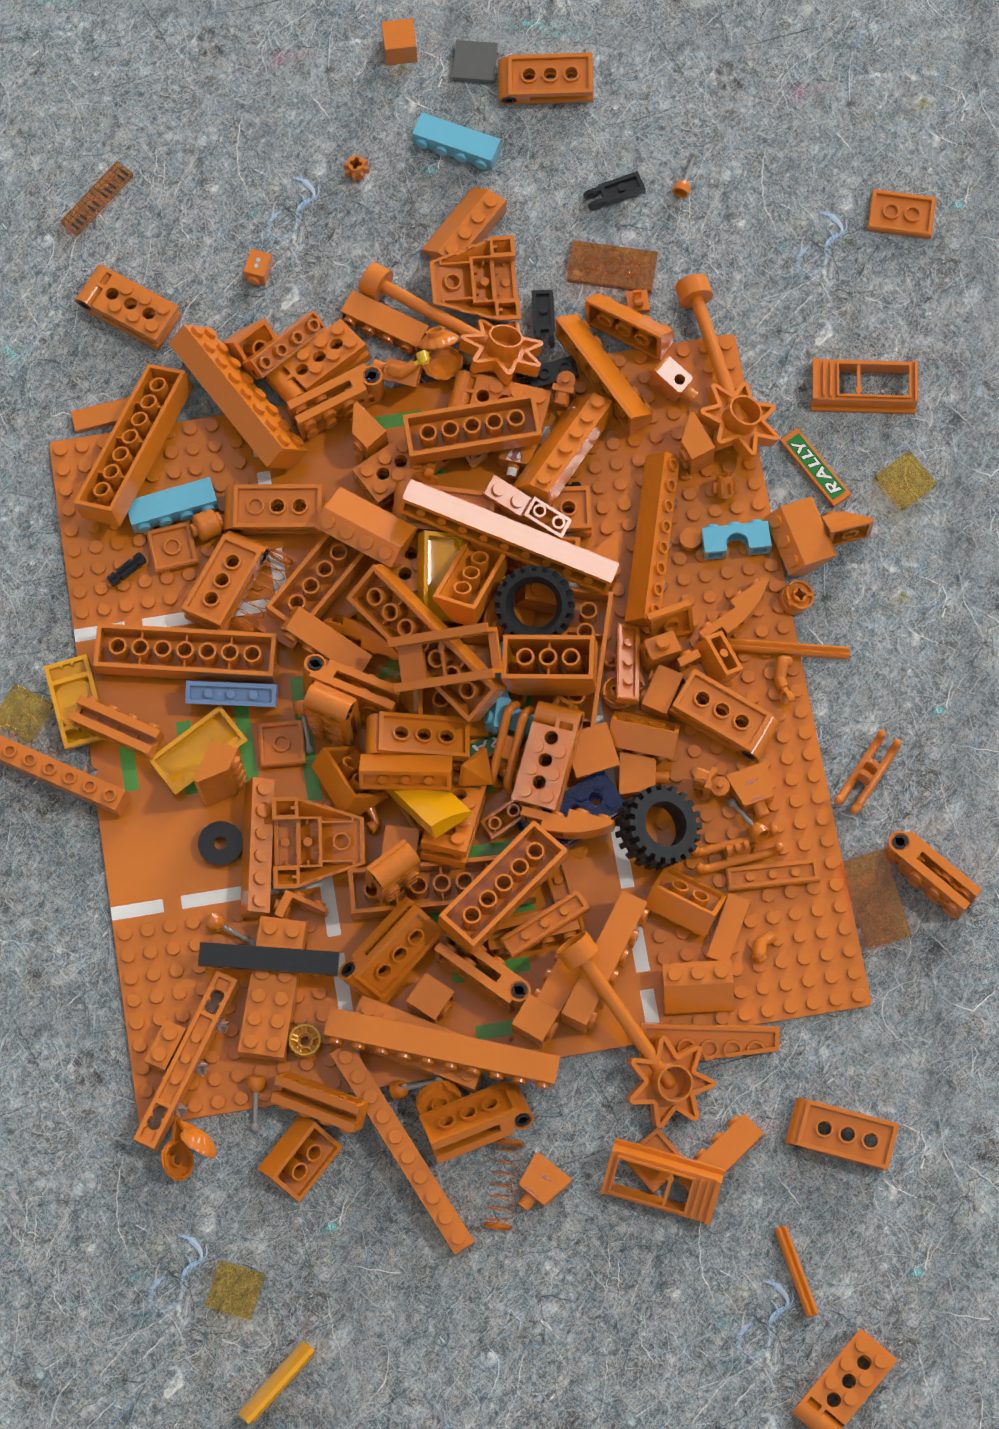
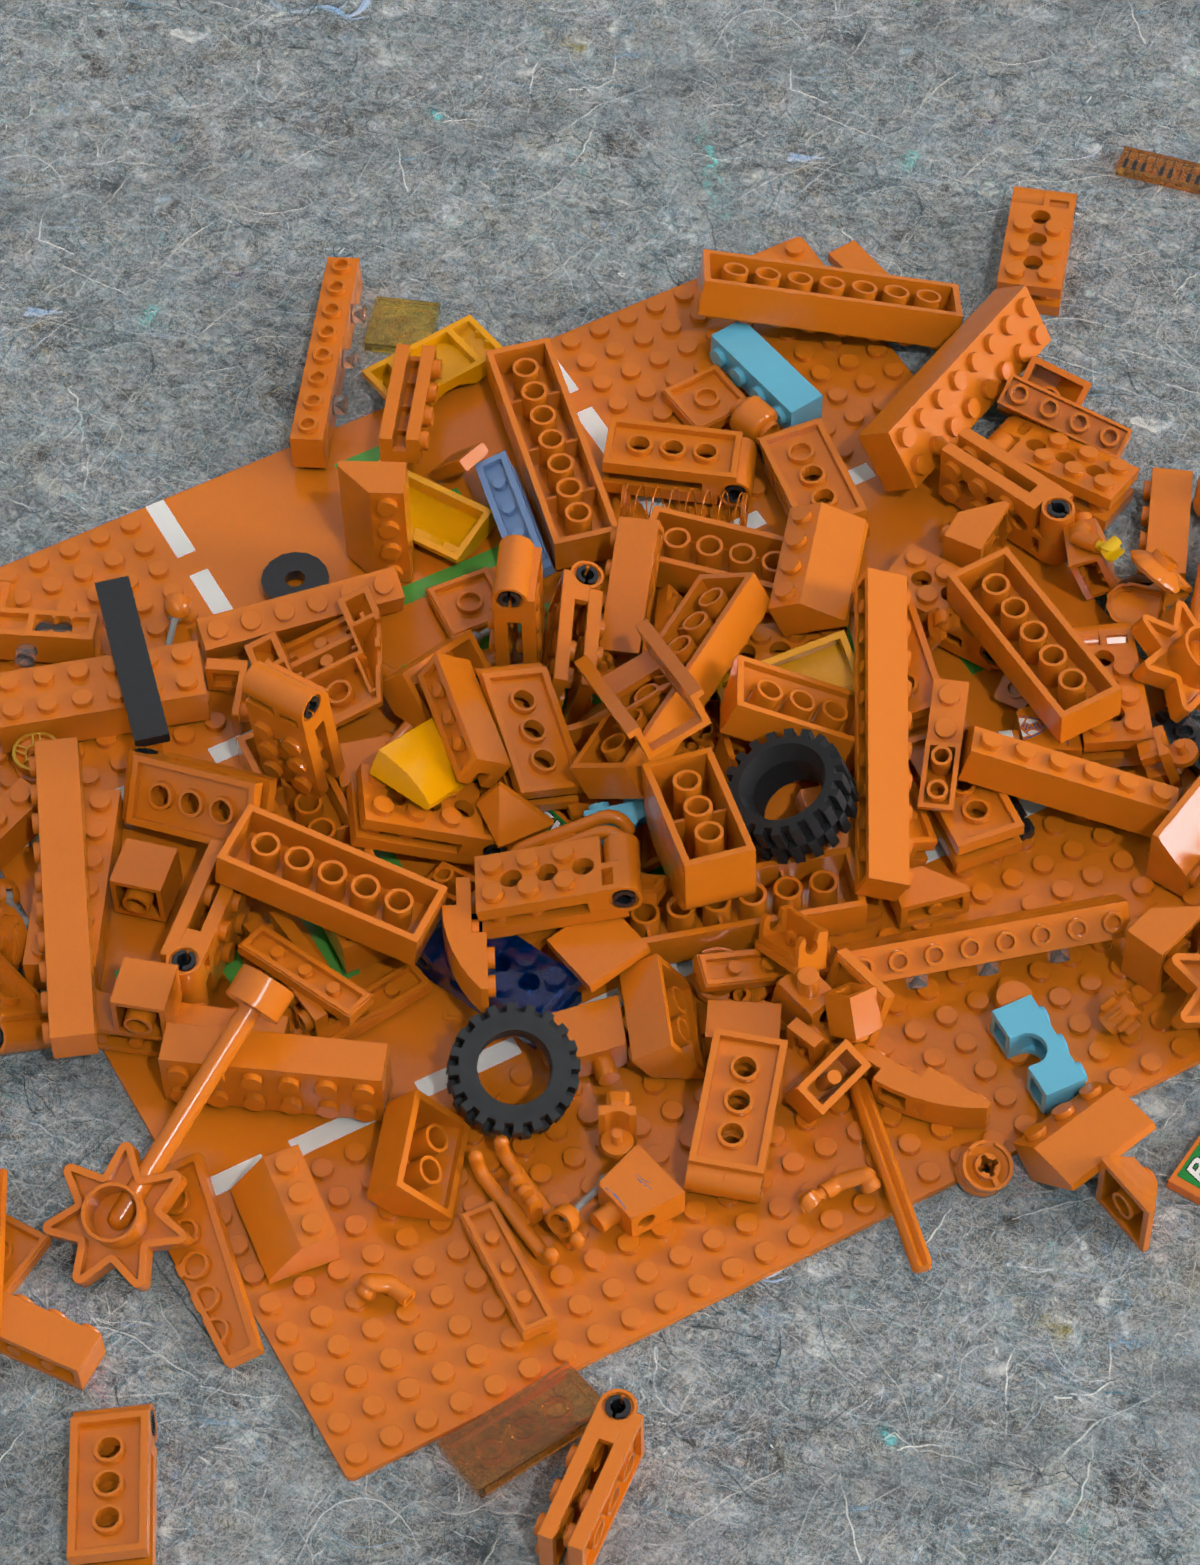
camera: 70 degrees right, 20 degrees down
(126, 569) = (651, 361): black axle -> none
(172, 712) = (459, 462): none -> orange tile
(258, 267) = (1172, 366): orange brick -> none
(630, 641) = (793, 941): none -> orange hinge
(686, 626) = (853, 1011): none -> orange brick
(728, 928) = (397, 1234): orange tile -> none
(868, 772) = (731, 1359): orange piece -> none

